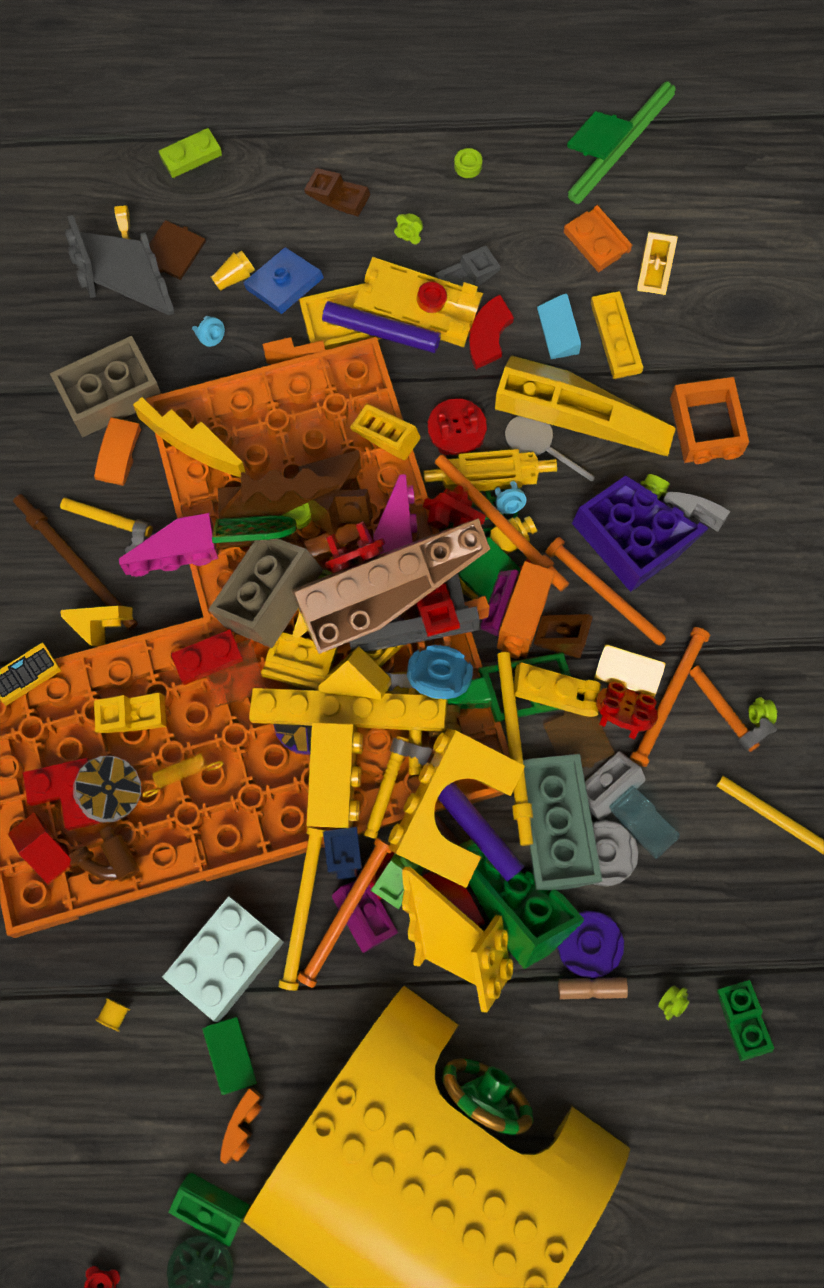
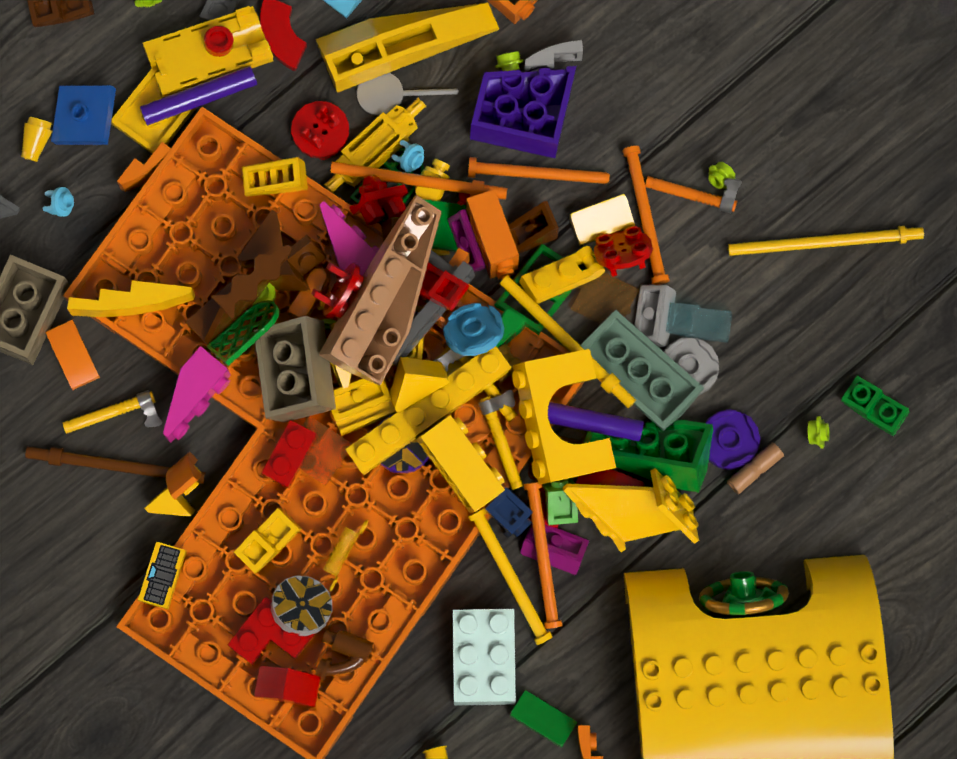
camera: 40 degrees left, 5 degrees up
(108, 607) = (182, 475): none -> orange slope

